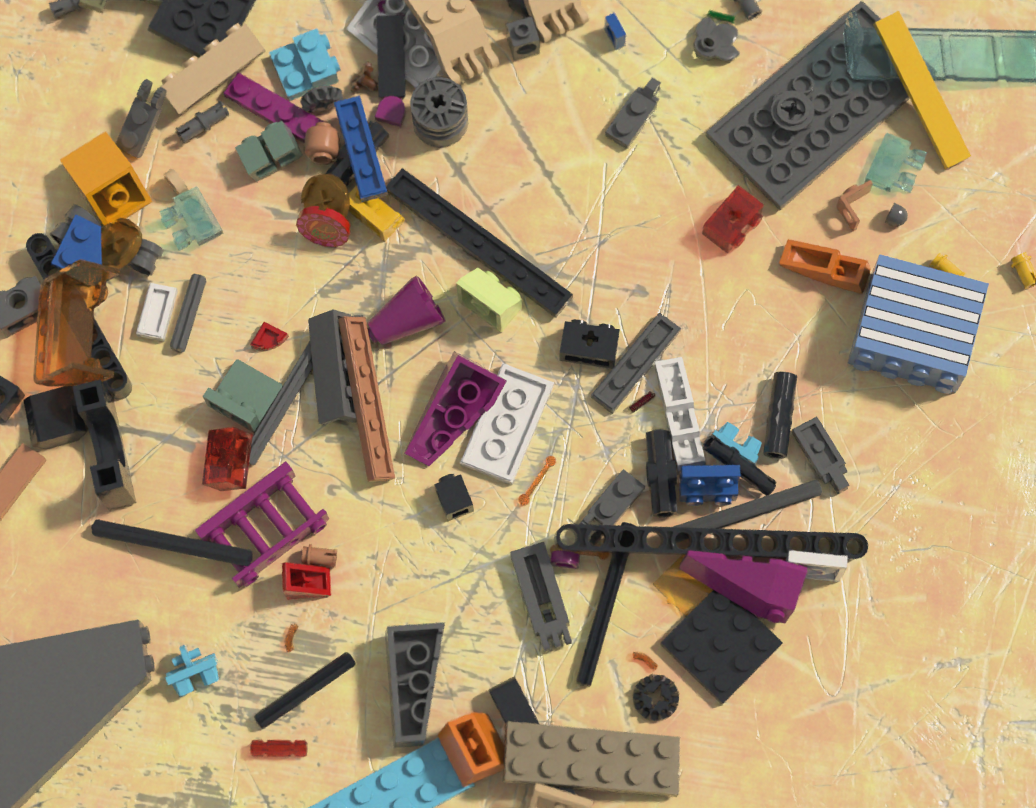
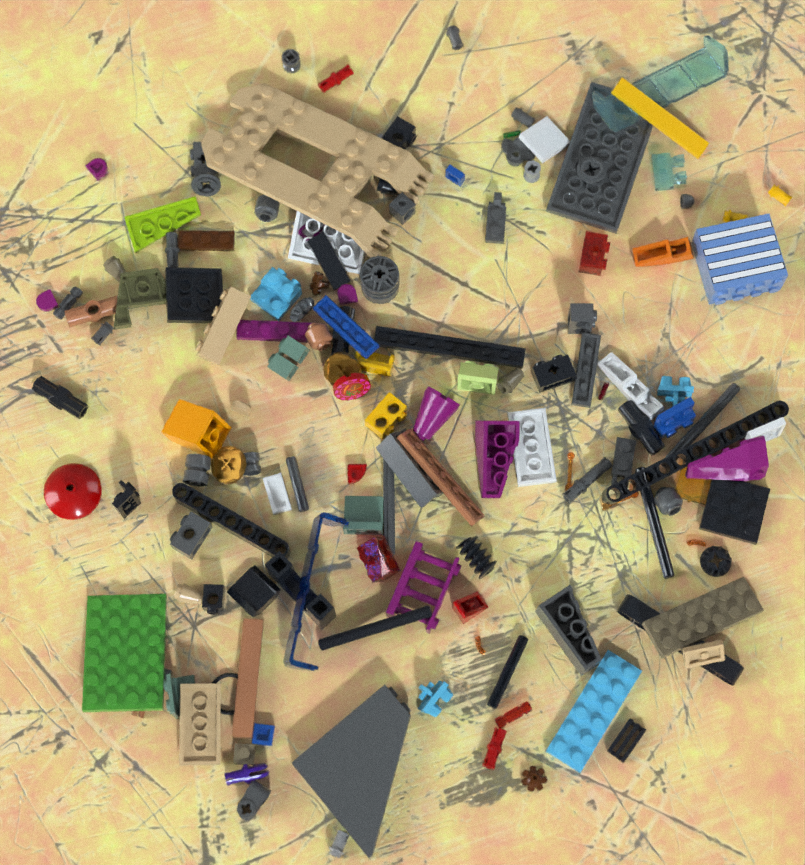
camera: 30 degrees left, 0 degrees up
(67, 324) = (231, 531): clear orange windscreen -> none
(79, 242) = (212, 480): blue wing -> none
(100, 451) = (328, 520): none -> clear blue piece
(141, 120) = (197, 381): dark grey hinge -> none
(196, 214) = (268, 422): clear light blue plate -> none
(202, 121) = (234, 362): dark grey pin -> none
(228, 777) = (494, 748): none -> red pin
(319, 556) = (468, 587): nougat pin -> none
(344, 280) = (382, 413): none -> yellow brick
(351, 523) = (477, 556): none -> black piece
(454, 496) = (527, 507): black brick -> none
(473, 747) = (630, 649): orange slope -> none
(528, 325) = (508, 382): none -> dark tan cone
(538, 588) = (608, 534): dark grey hinge -> none
(544, 504) = (581, 485): none -> dark grey pin
(565, 559) = (615, 509): magenta tile -> none
(639, 585) = (668, 501): none -> dark grey head
(664, 292) = (581, 318): none -> dark grey brick
(716, 84) = (532, 166): none -> light grey bush
(748, 471) = (680, 395): black pin -> none
(757, 43) = (544, 139): none -> white tile
(780, 415) = (689, 355): black axle -> none
(822, 453) = (727, 365): dark grey hinge -> none
(850, 195) = (653, 210): nougat bracket -> none

